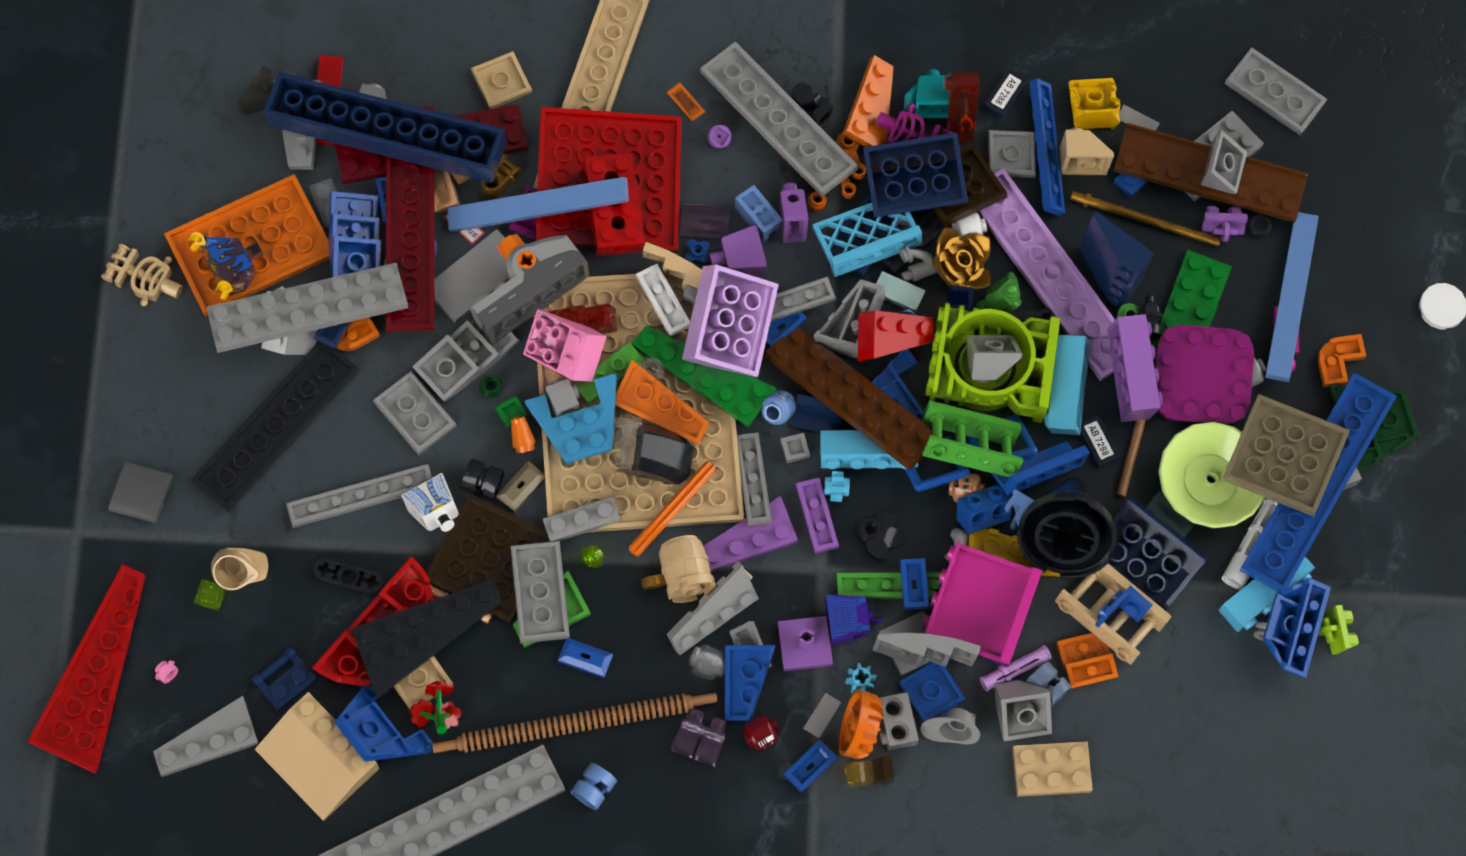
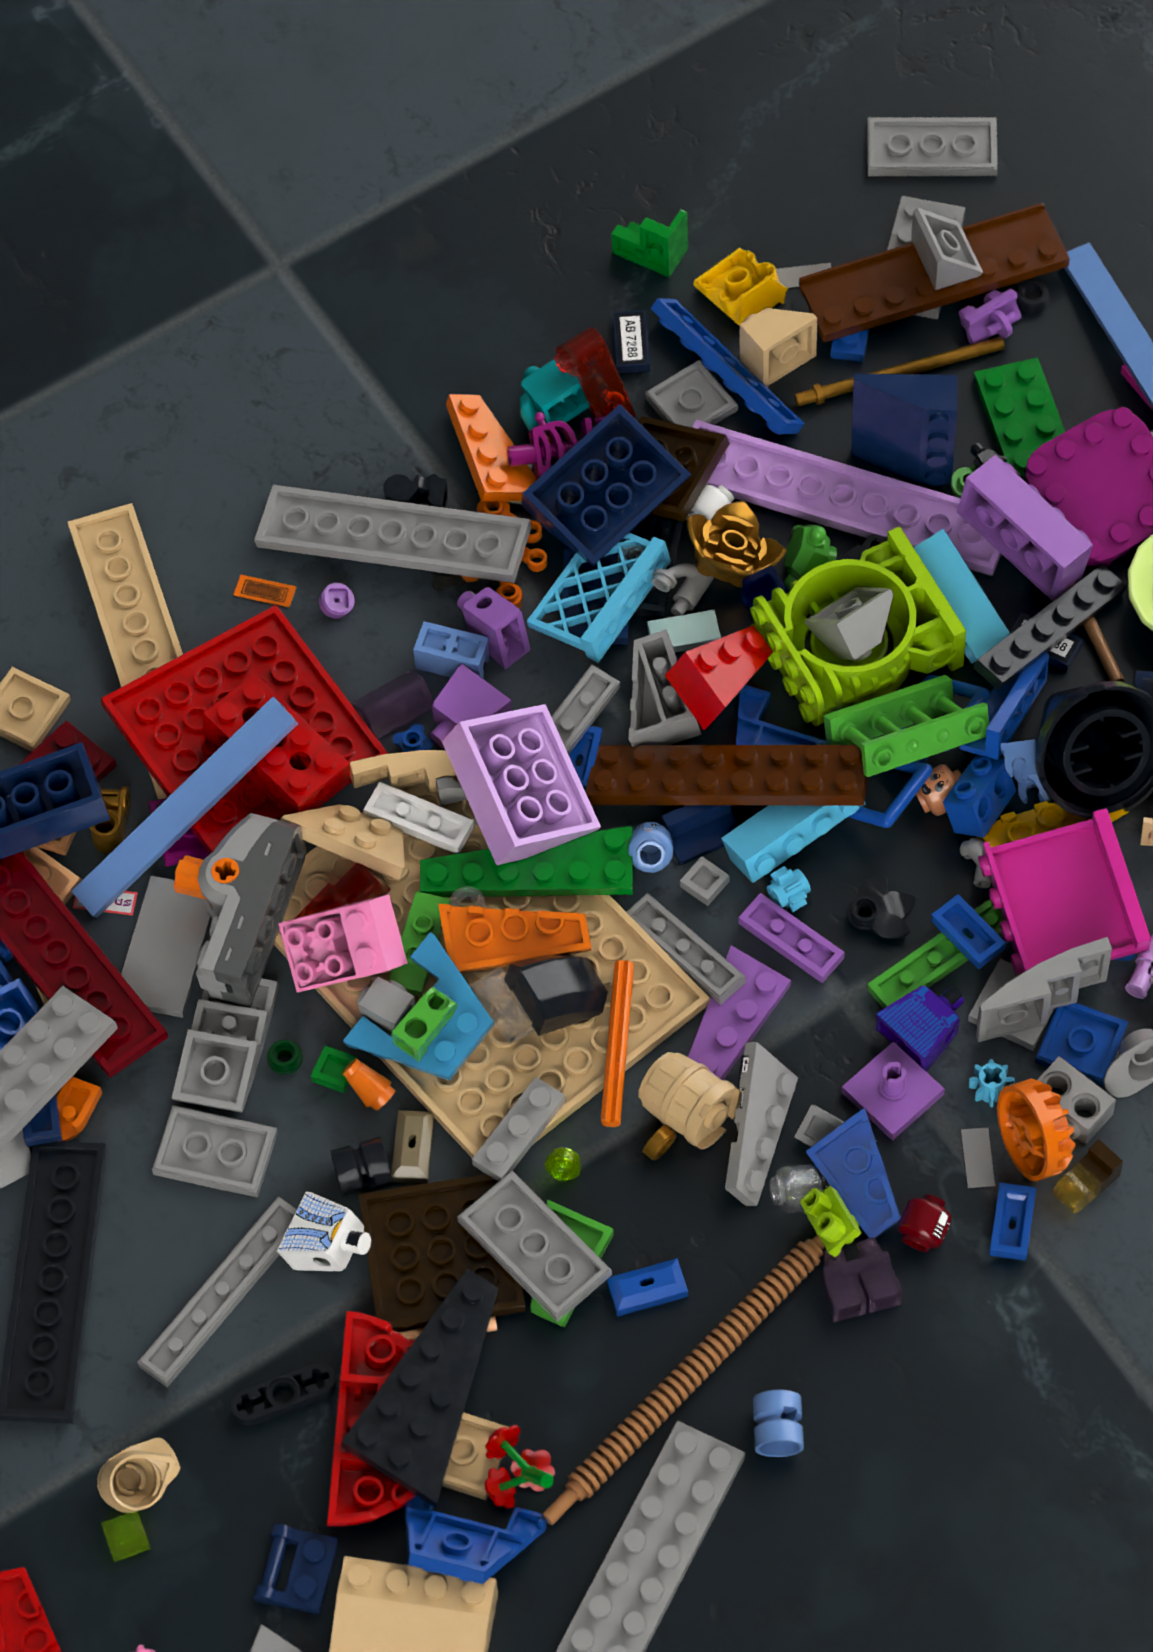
camera: 25 degrees left, 10 degrees down
(571, 423) = (423, 1023): none -> bright green leg
(616, 286) = (354, 836): none -> tan wing
(708, 696) = (830, 1219): none -> lime hips
(1062, 41) = (653, 243): none -> green panel
(1103, 437) = (1049, 627): none -> plate

